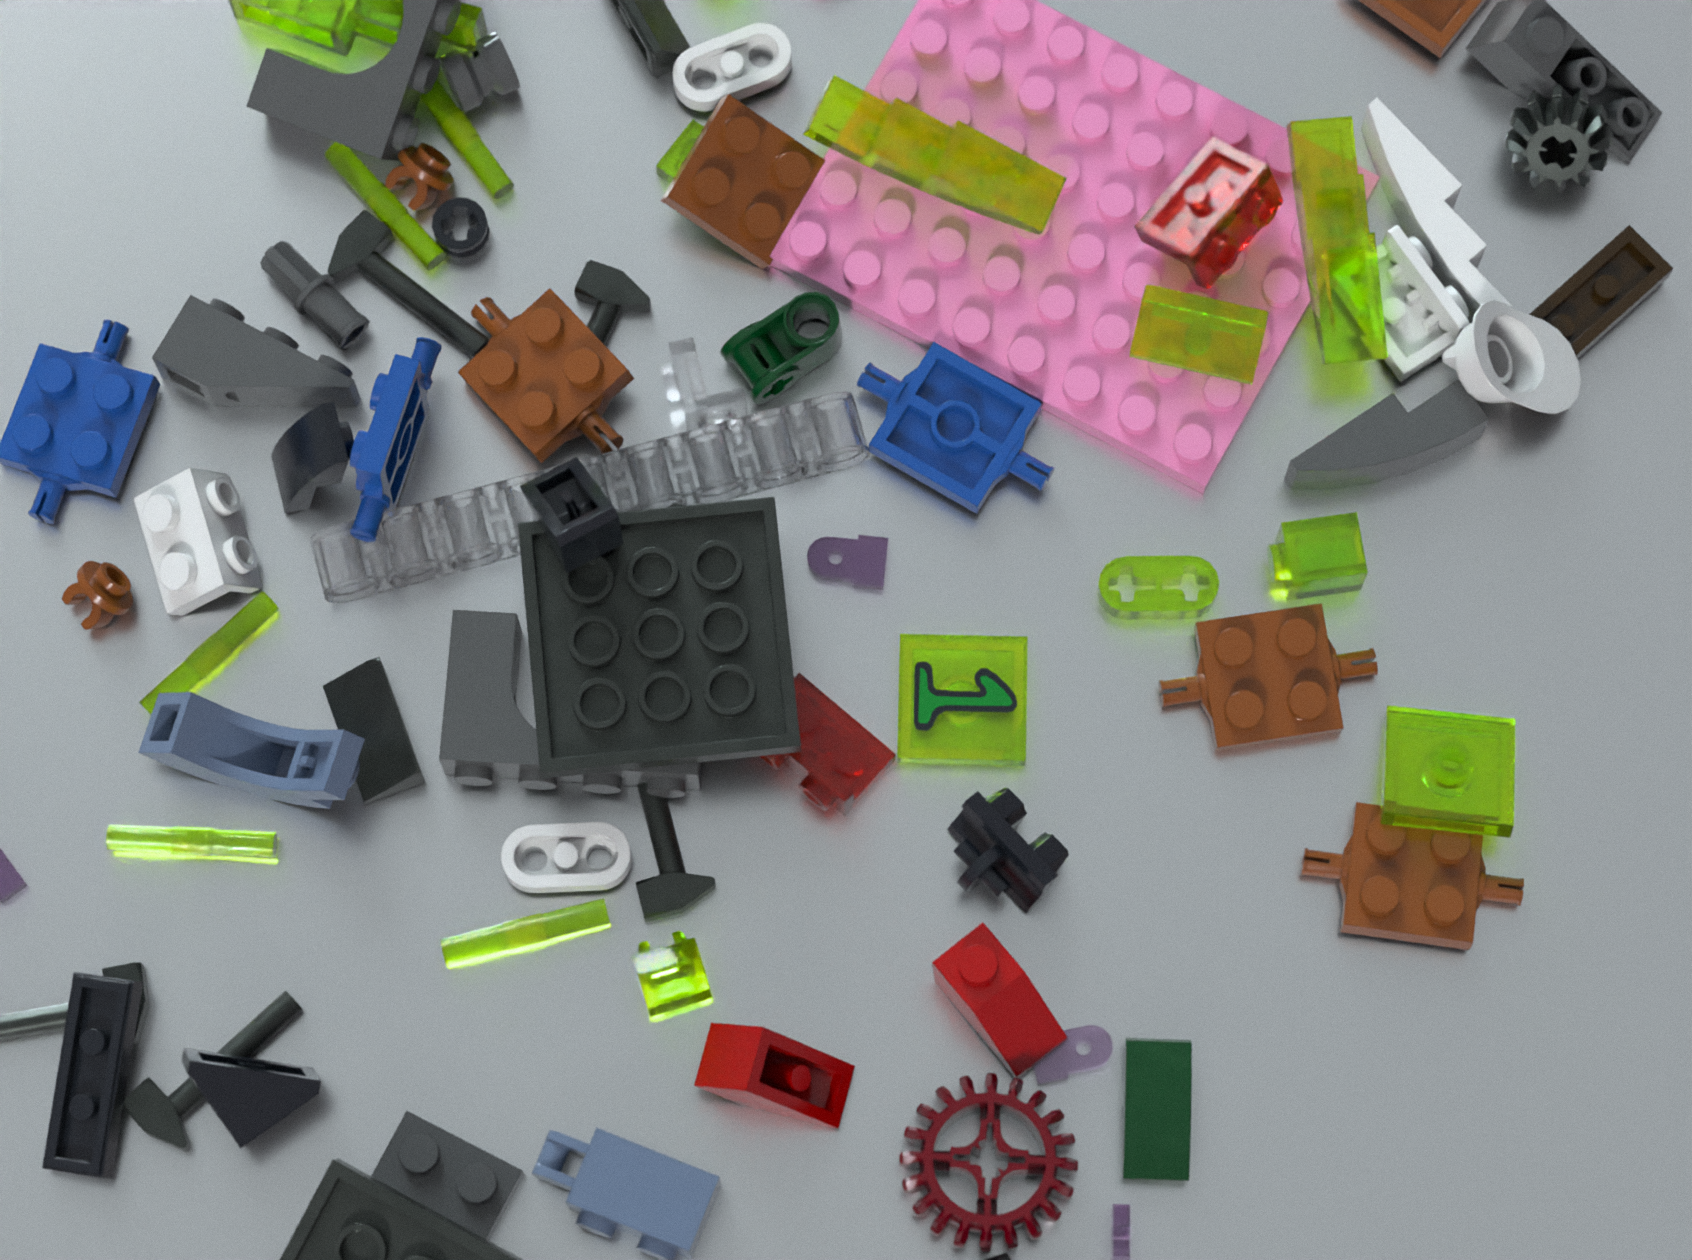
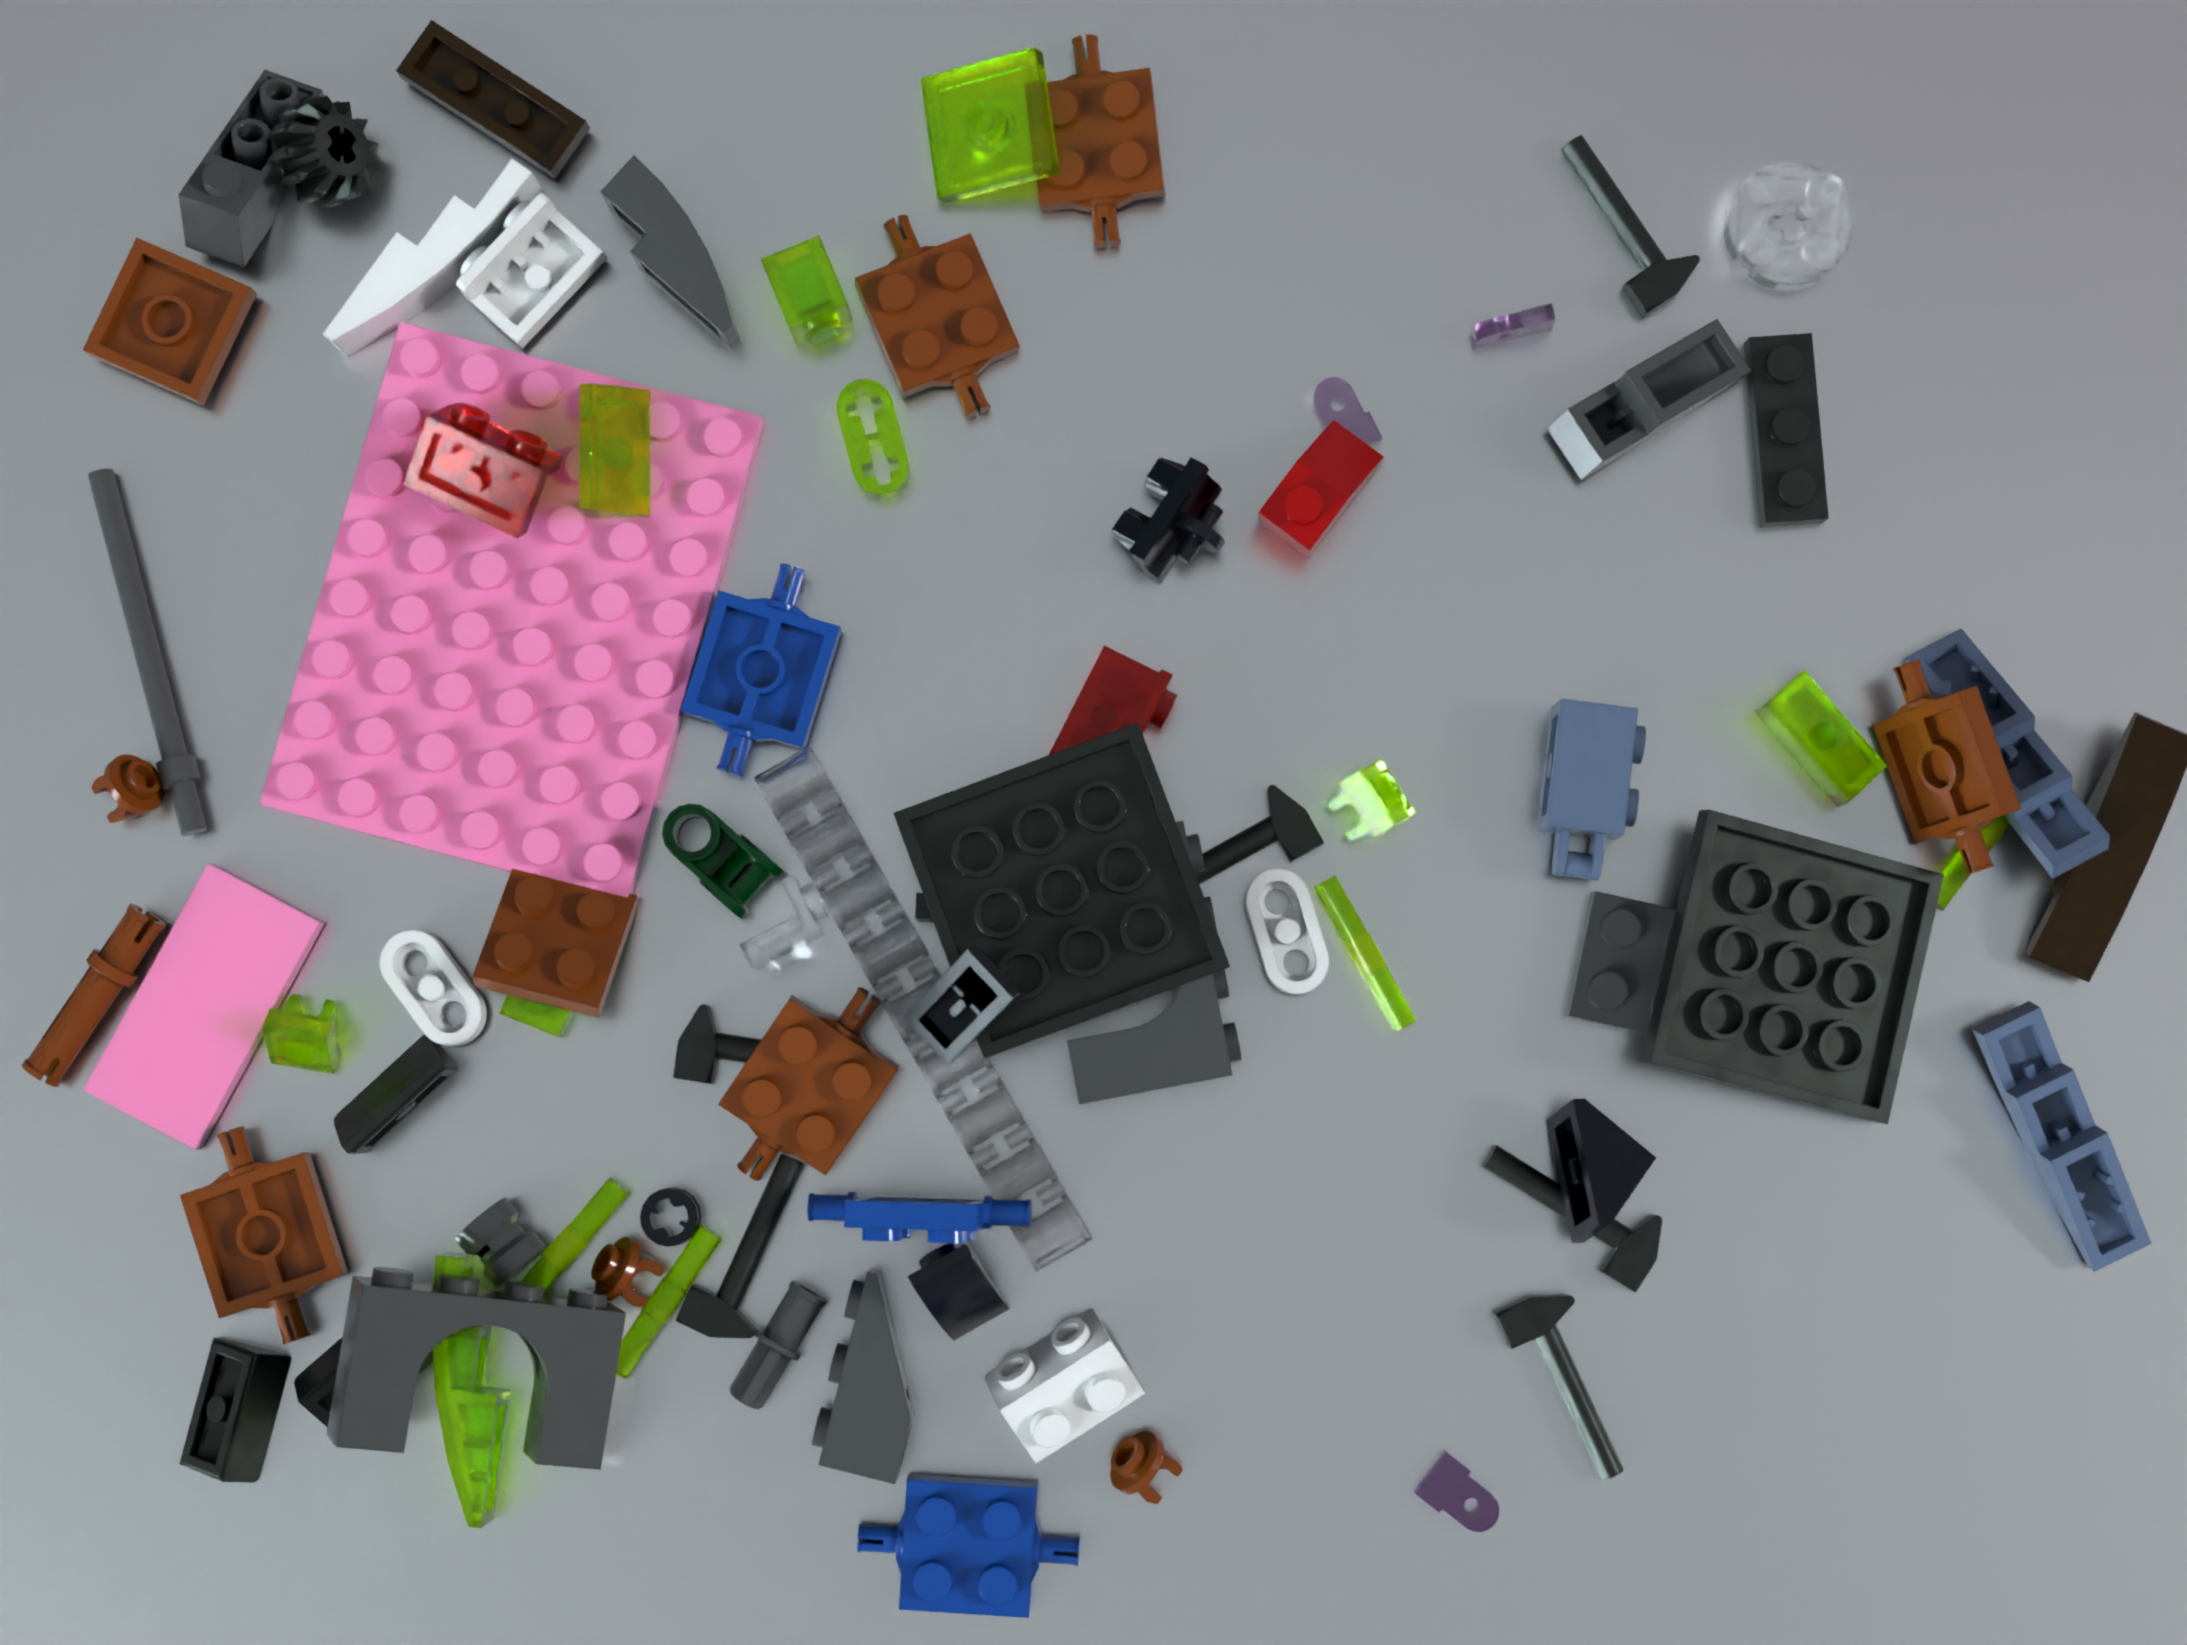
camera: 105 degrees left, 10 degrees up
(92, 1075) = (1618, 1324): black tile -> none
(191, 841) = (1363, 1301): clear neon green piece -> none
(214, 649) = (1174, 1340): clear neon green piece -> none
(250, 753) = (1268, 1260): sand blue arch -> none
(367, 707) = (1210, 1155): pearl dark grey slope -> none
(774, 1074) = (1444, 680): red slope -> none
(861, 562) = (918, 729): clear purple piece -> none
(935, 157) = (488, 754): clear neon green slope -> none
(957, 1163) = (1497, 453): dark red gear -> none
(962, 699) = (1031, 597): clear neon green tile -> none
(1157, 1109) = (1378, 321): dark green slope -> none
(1337, 241) = (484, 341): clear neon green slope -> none
(1515, 360) = (570, 141): white piece -> none

